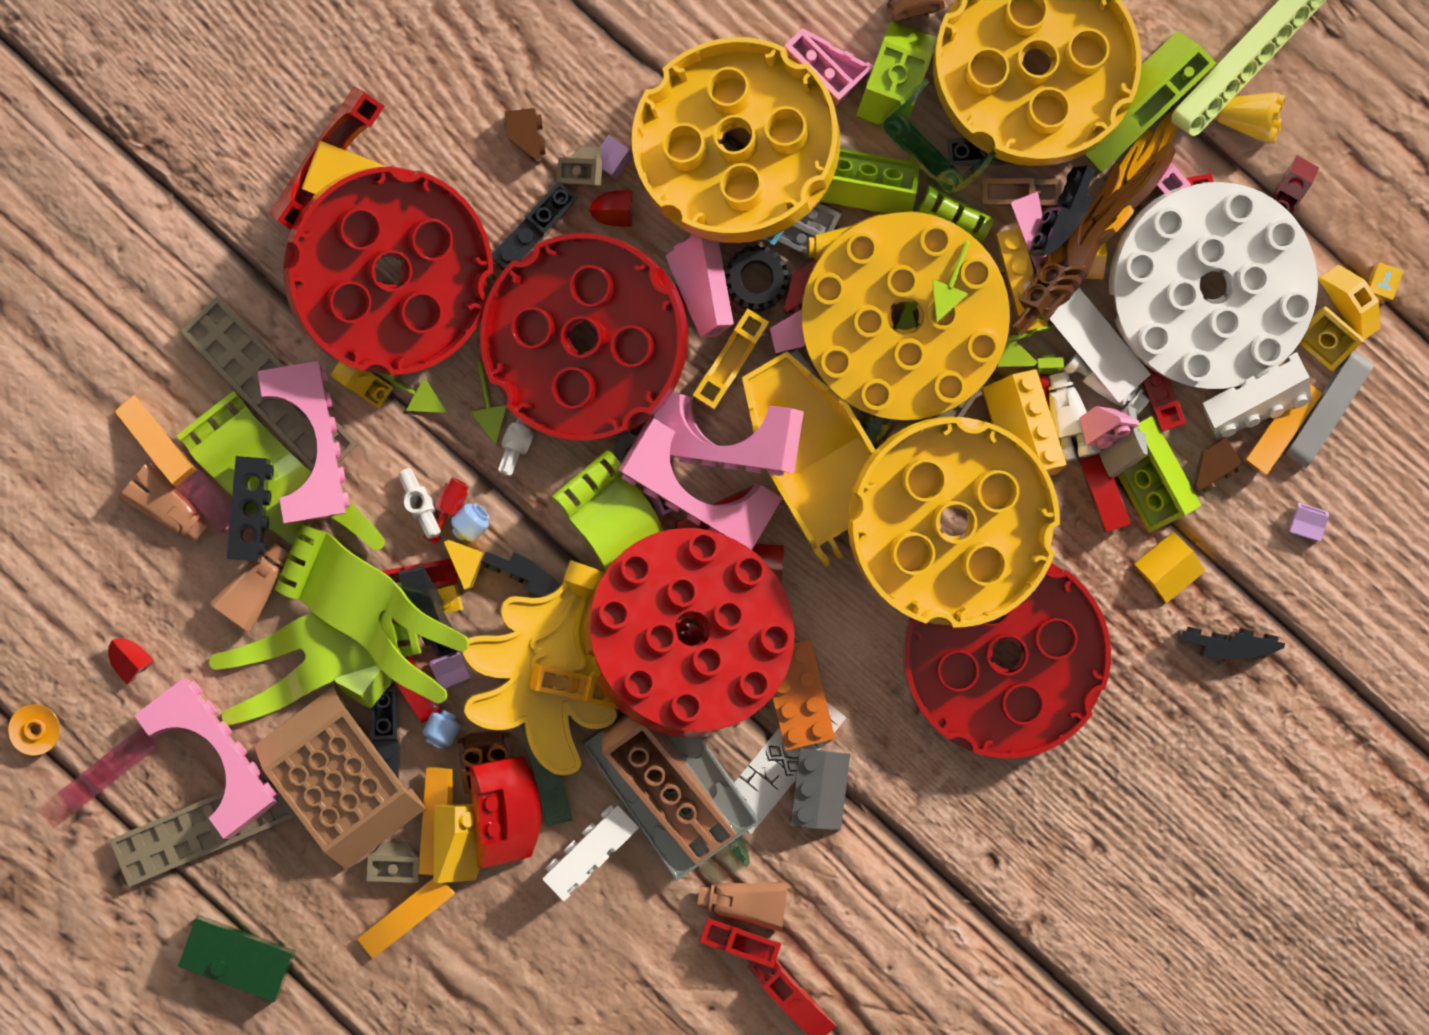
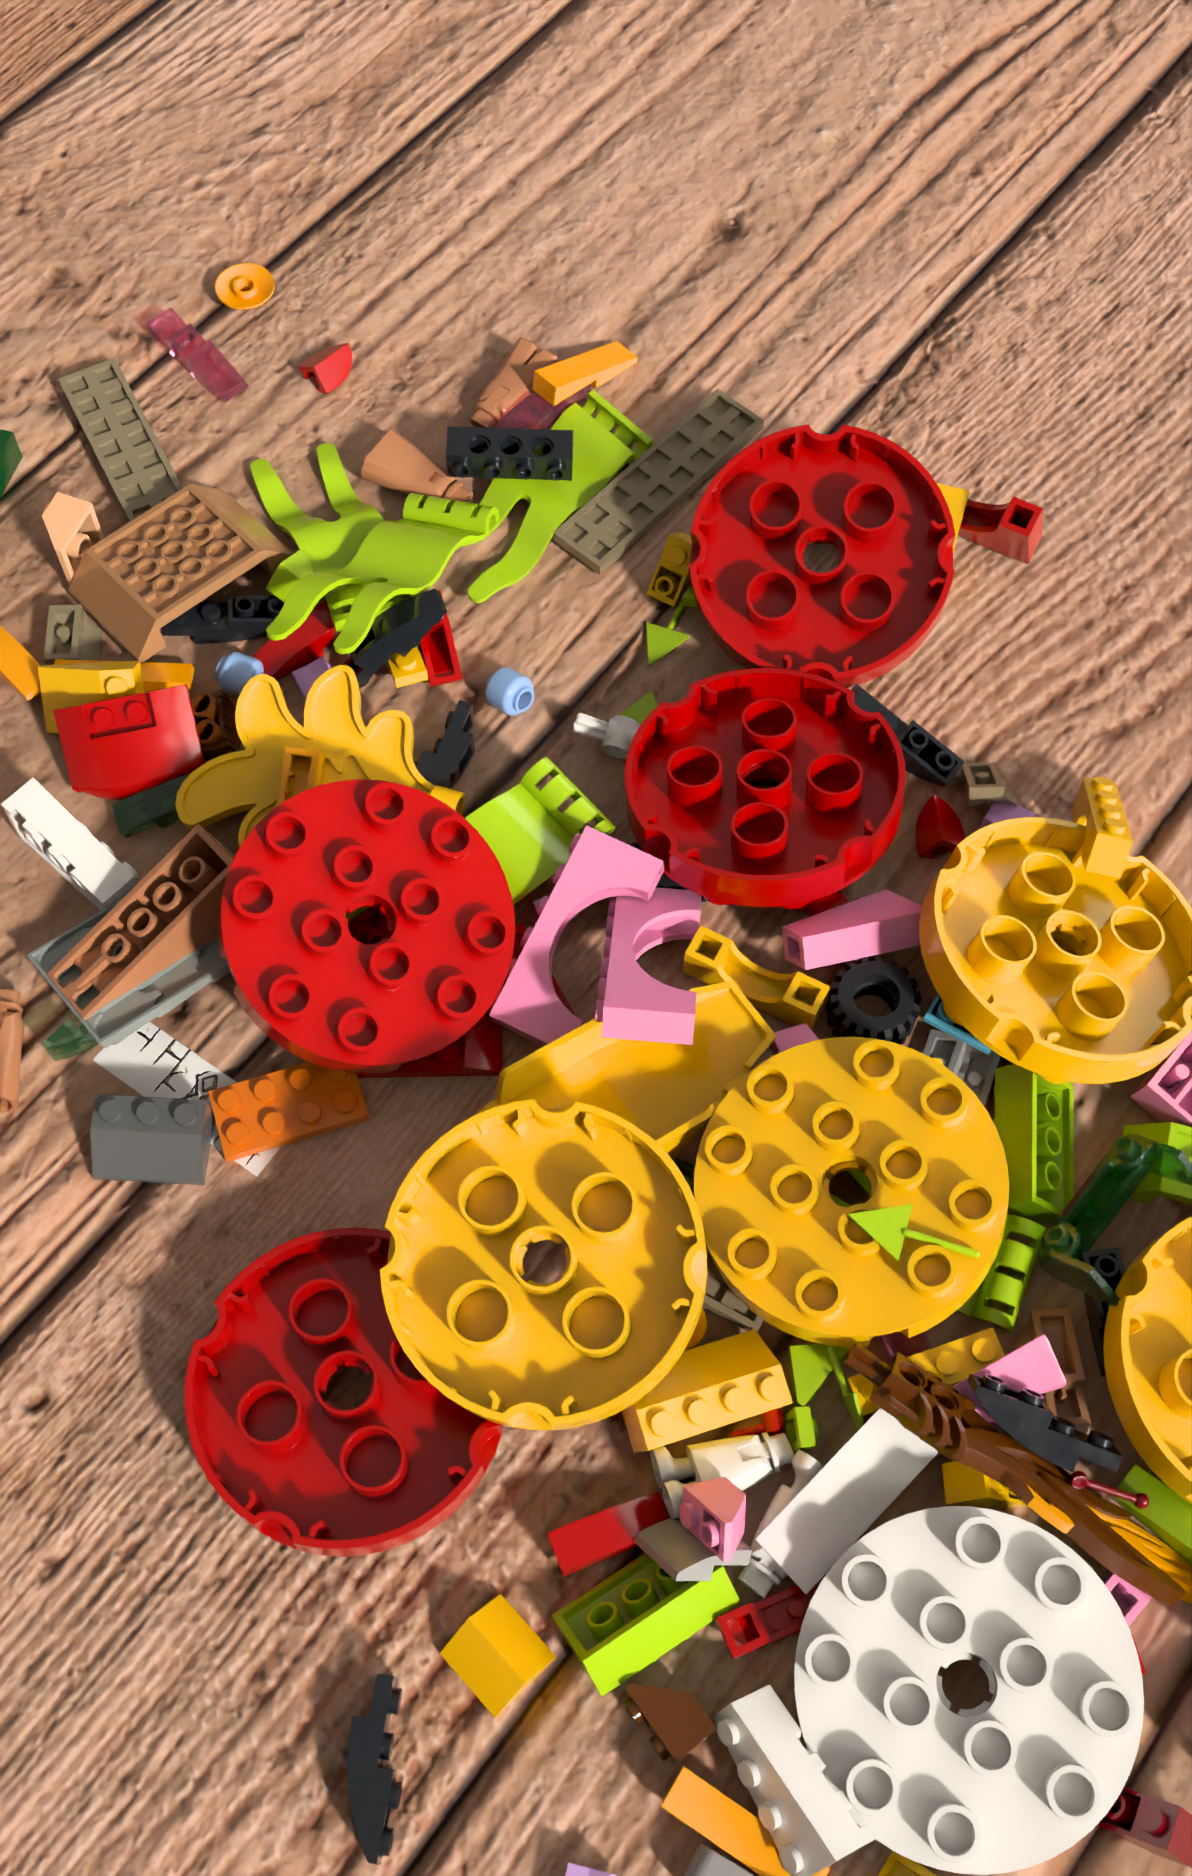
camera: 85 degrees right, 25 degrees down
(245, 792) = (163, 469): bright pink arch -> none
(304, 865) = (72, 530): none -> light nougat slope
(323, 491) = (540, 525): bright pink arch -> none
(413, 494) = (529, 634): white axle -> none
(449, 502) = (541, 669): red piece -> none
(466, 562) = (454, 679): yellow slope -> none
(523, 132) = (1021, 721): reddish brown slope -> none
(652, 94) = (1107, 828): none -> yellow arch
(1098, 194) = (1080, 1481): none -> dark red hinge

